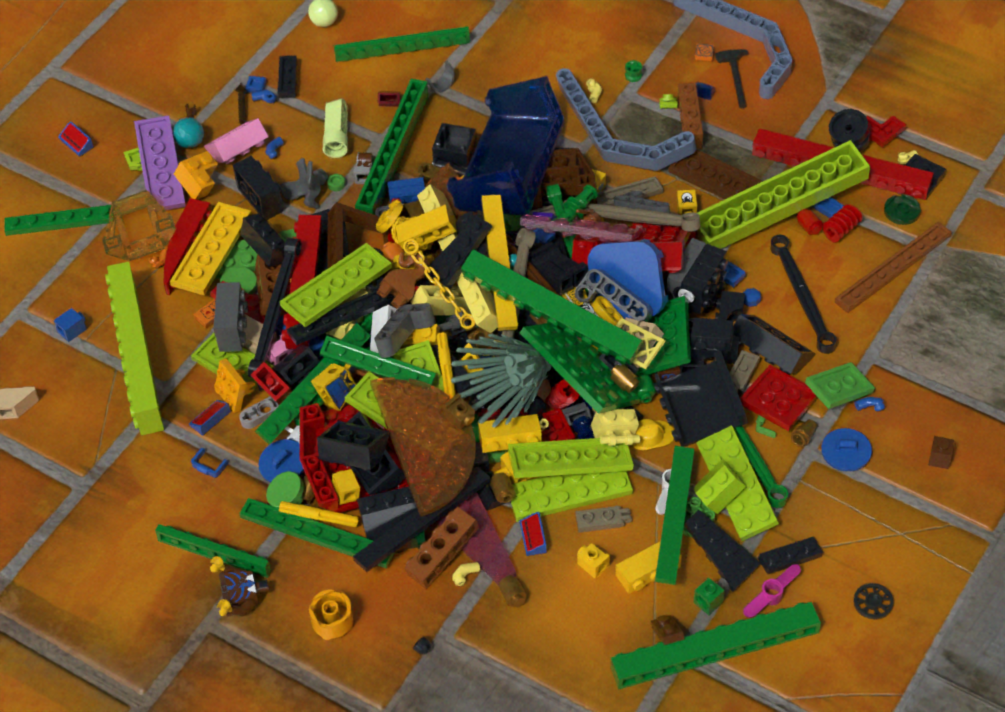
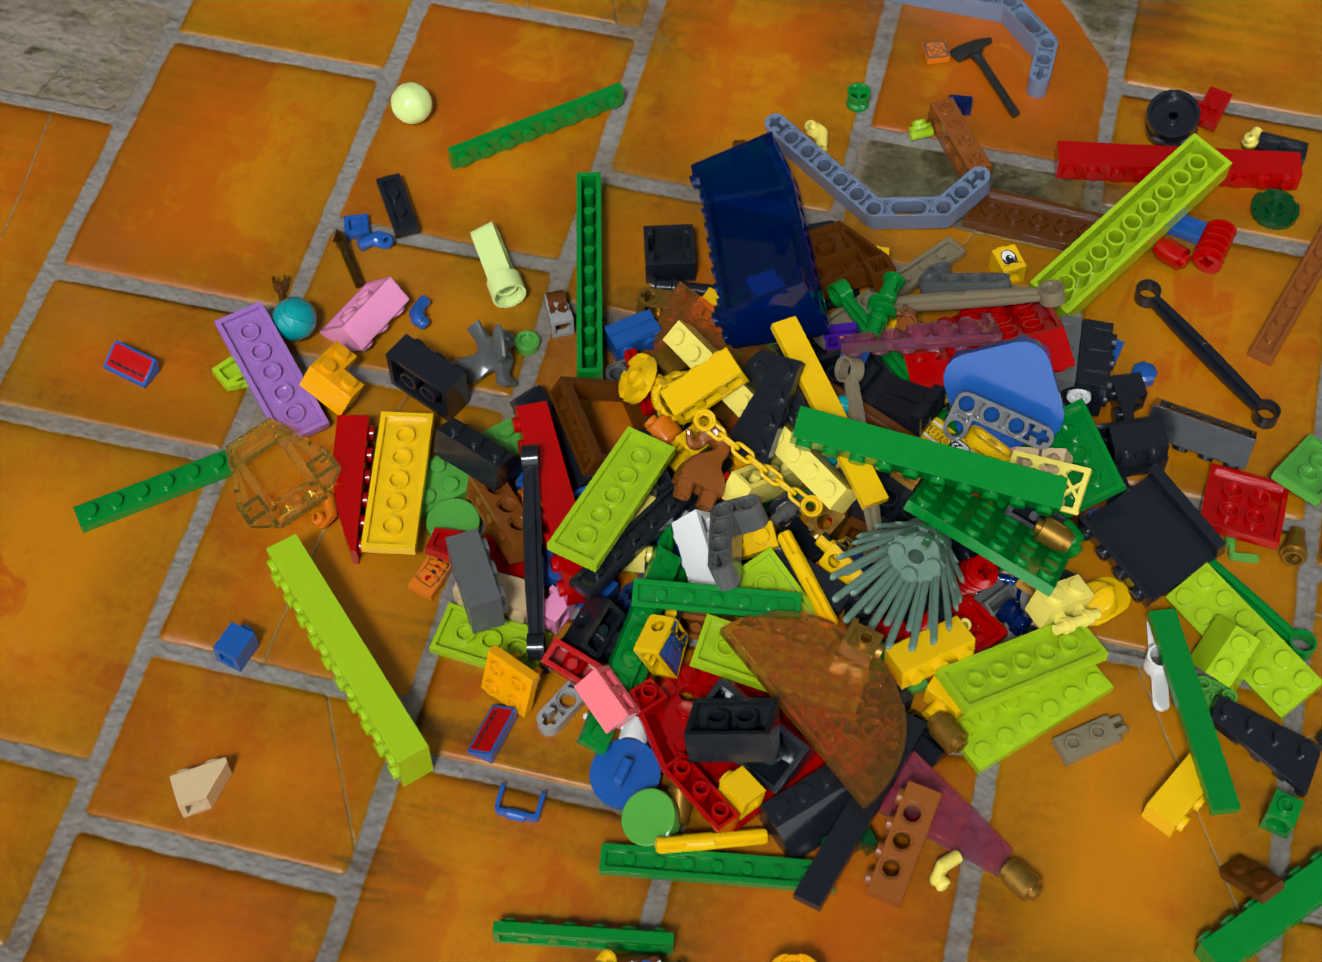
camera: 20 degrees left, 5 degrees up
(282, 407) = (607, 698): none -> coral hinge
(385, 96) = (550, 202): dark red piece -> none
(445, 80) = (615, 162): dark grey helmet -> none
(533, 534) = (1011, 787): slope -> none
(593, 560) = (1107, 811): yellow brick -> none
(743, 369) = (1181, 471): dark tan hinge -> none

